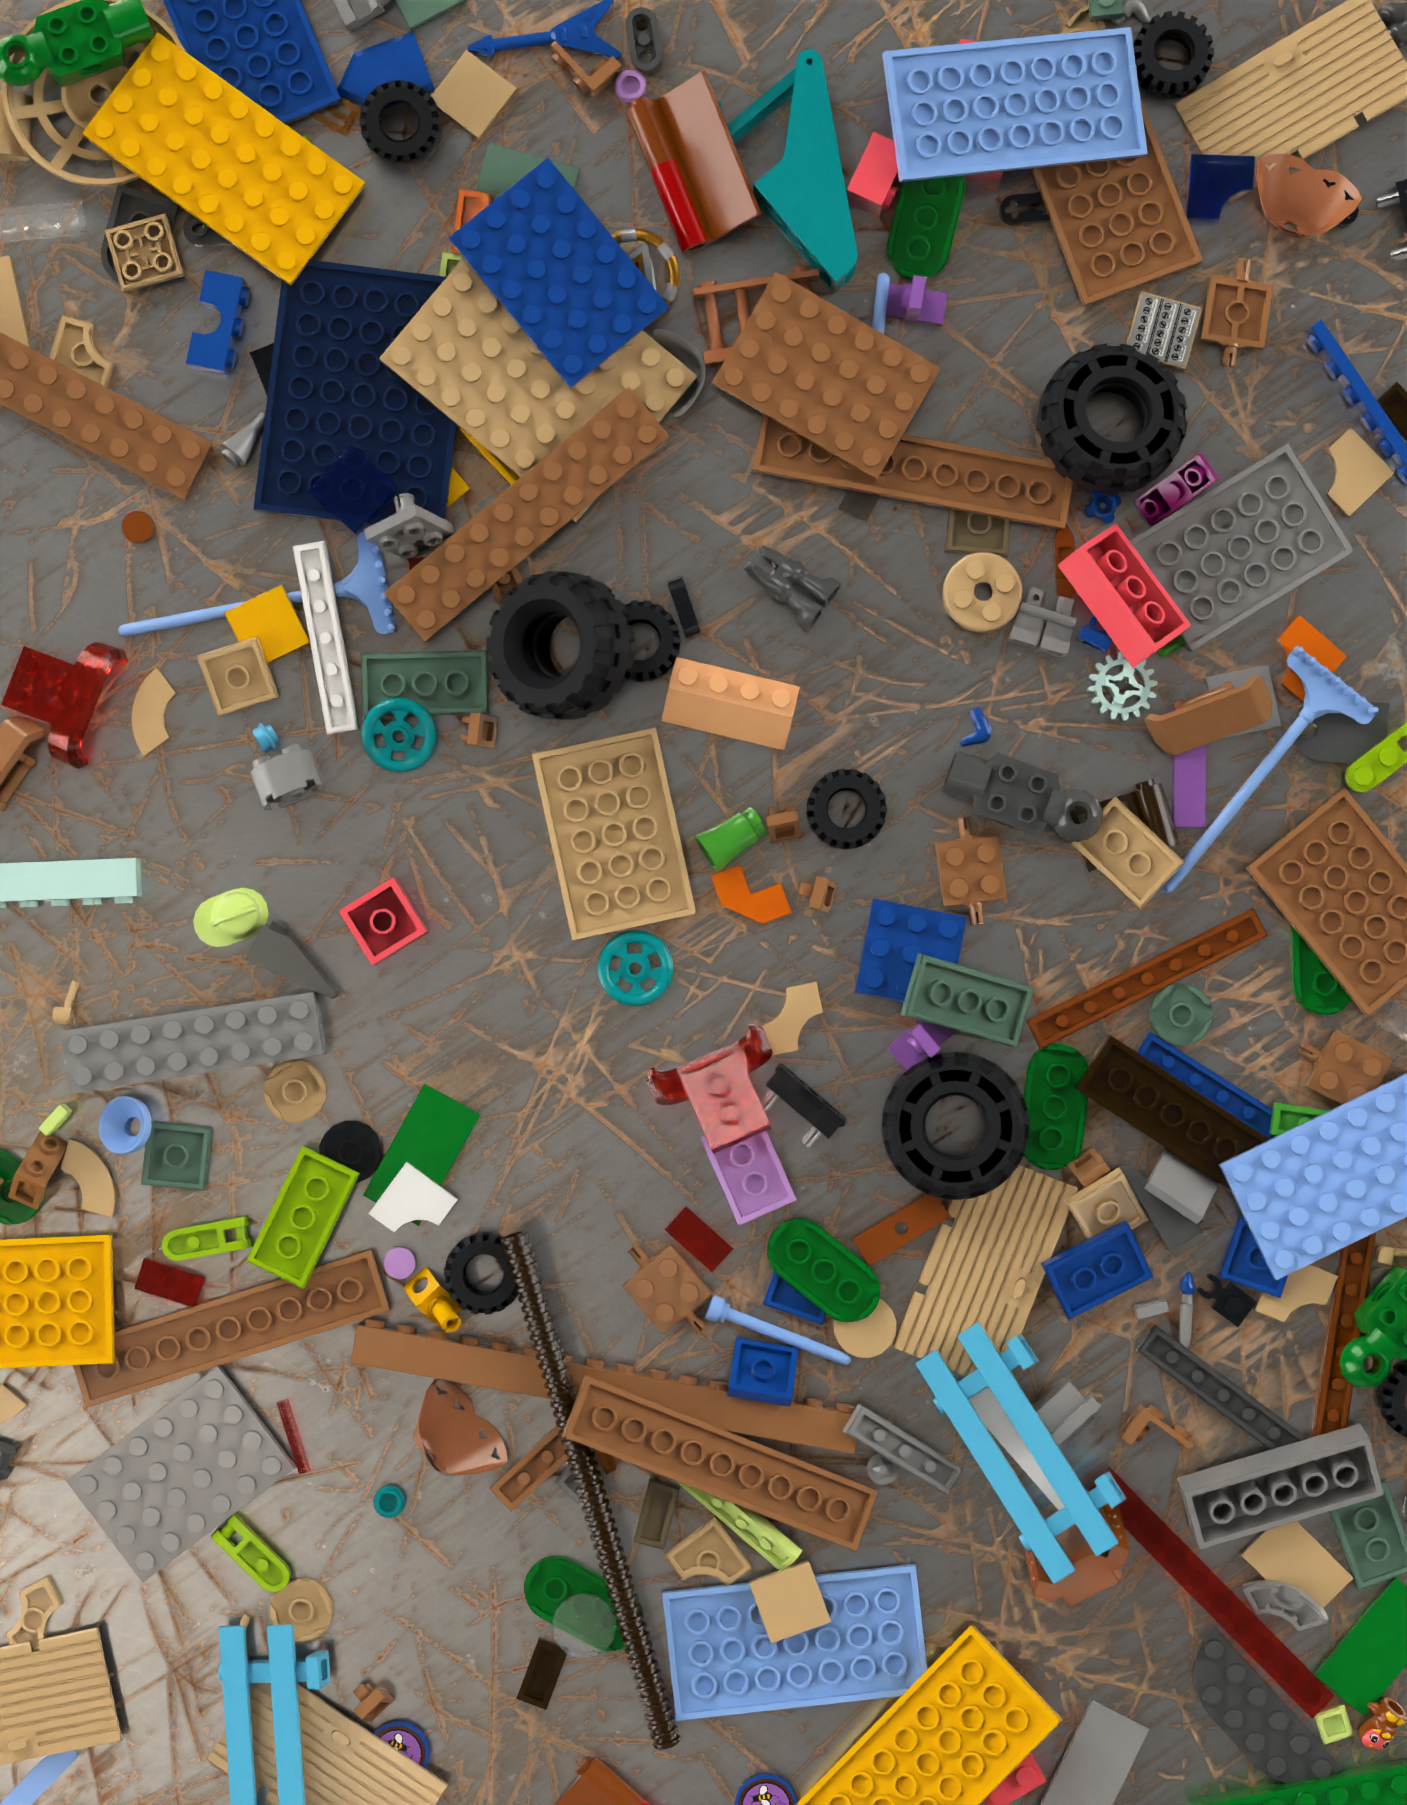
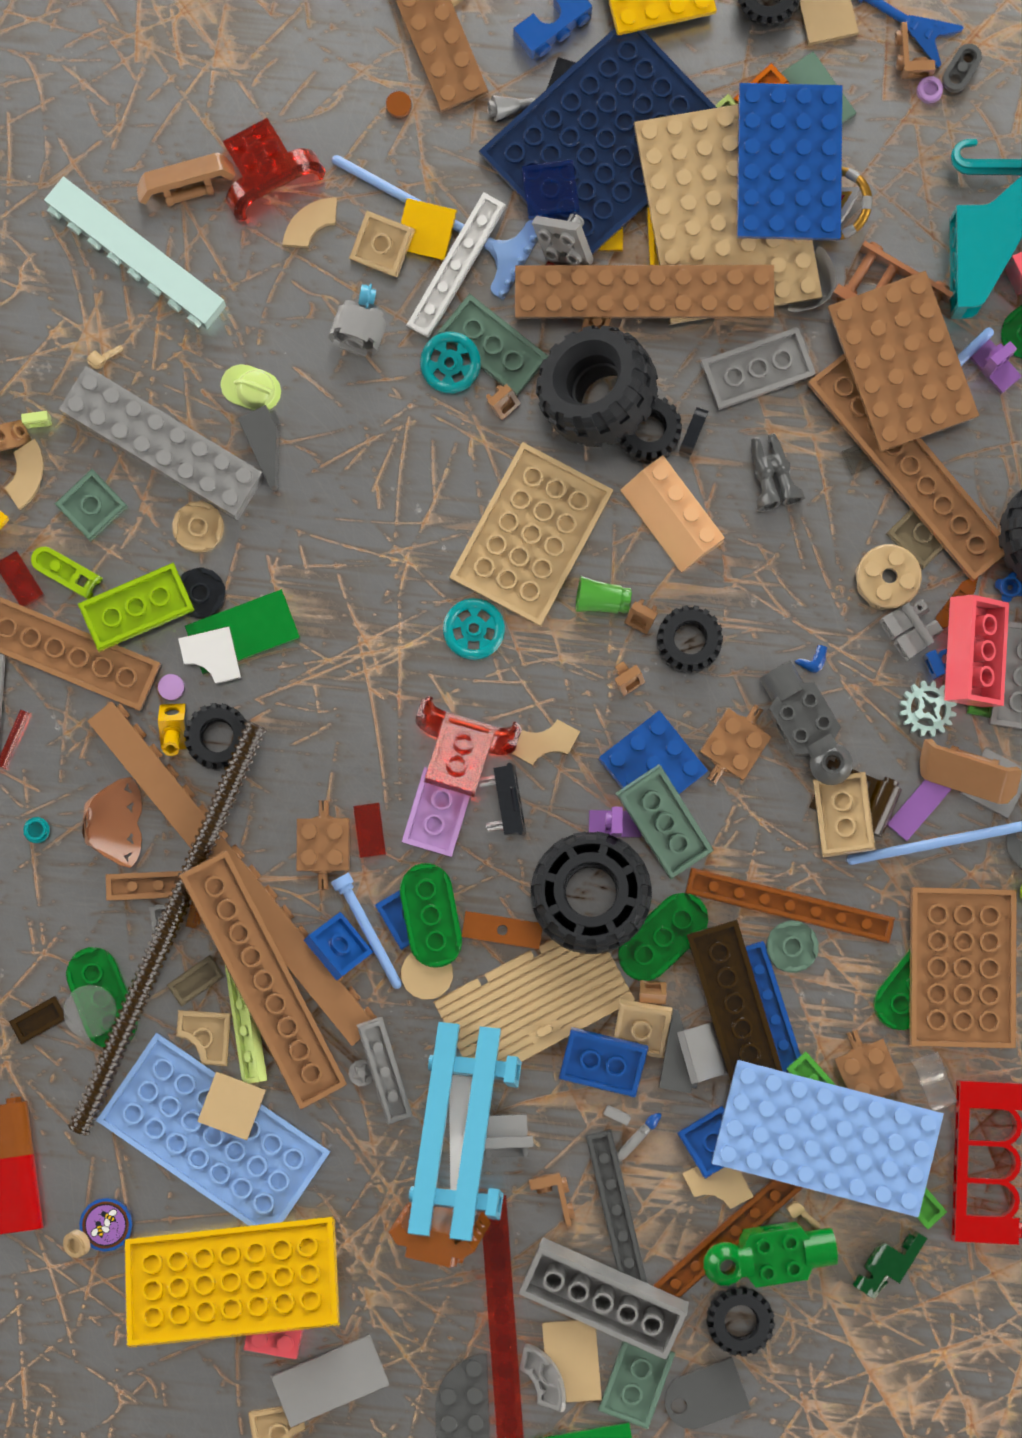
camera: 40 degrees right, 5 degrees down
(116, 1121) = (73, 452): light blue piece -> none
(383, 921) = (342, 467): coral brick -> none
(693, 163) = (929, 165): dark orange door -> none
(693, 495) = (758, 368): none -> light grey plate
(736, 896) = (585, 656): orange tile -> none
(1229, 1302) = (671, 1155): black plate -> none

